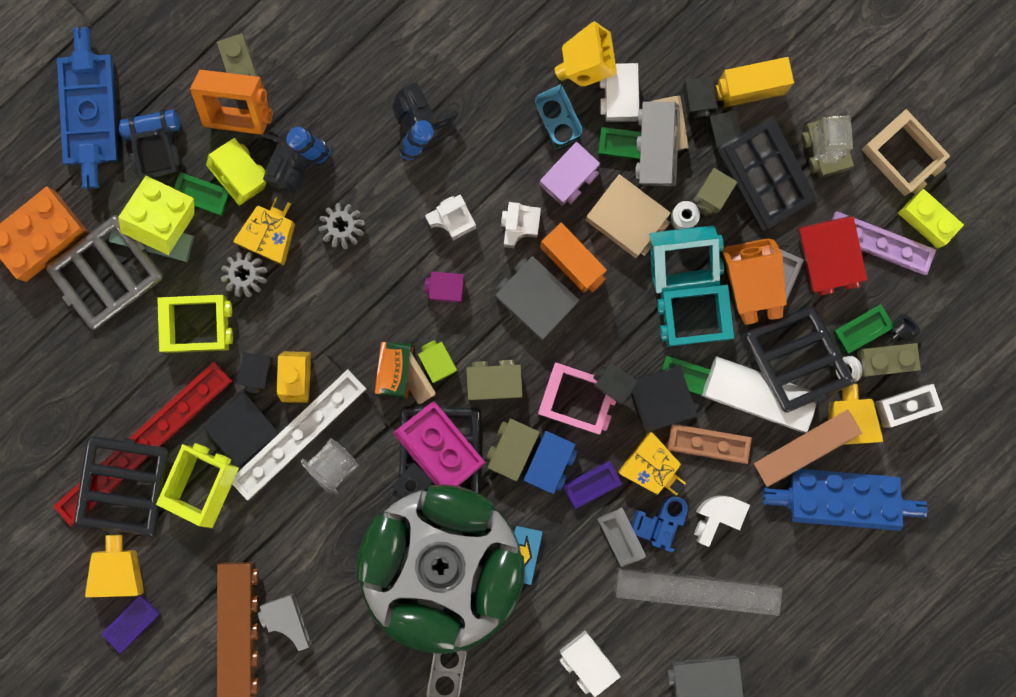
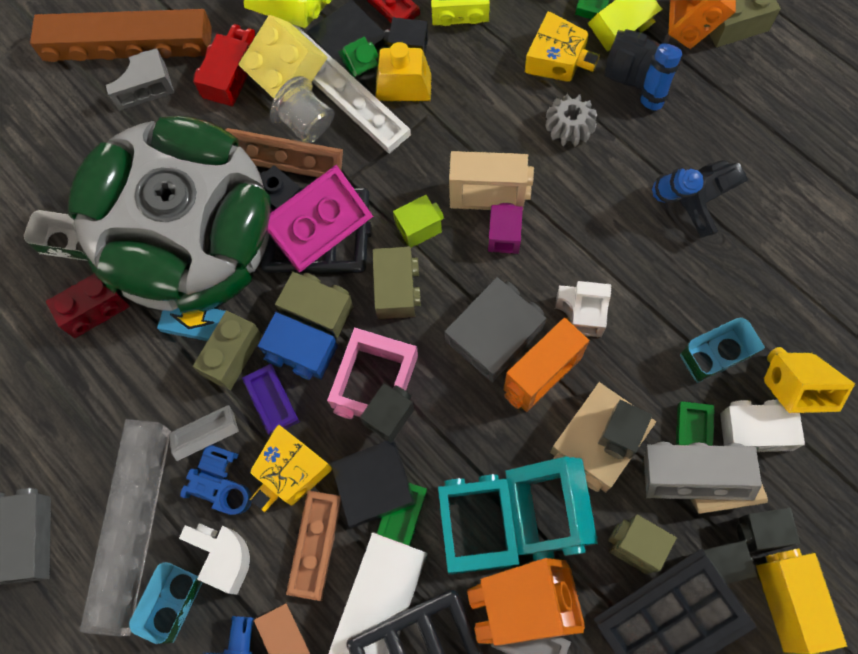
camera: 100 degrees right, 15 degrees down
(249, 265) = (512, 29): light grey gear -> none
(273, 542) = (220, 75): none -> red brick
(274, 415) = (359, 56): none -> green brick
(278, 486) = (280, 54): none -> light yellow brick
(368, 483) = (288, 154): none -> nougat tile
(393, 369) = (408, 176): piece -> none
(406, 298) = (489, 179): none -> tan window
(417, 382) = (385, 209): tan slope -> none
(453, 217) = (589, 234): white brick -> none
(512, 648) = (85, 306): none -> dark red brick
(553, 520) = (228, 350): none -> olive brick
(570, 174) = (650, 366): lavender brick -> none
(589, 664) = (55, 395): white brick -> none
(630, 199) = (624, 430): none -> pearl dark grey brick
(681, 223) = (601, 516): white brick -> none
(750, 559) = (150, 603): none -> medium azure piece

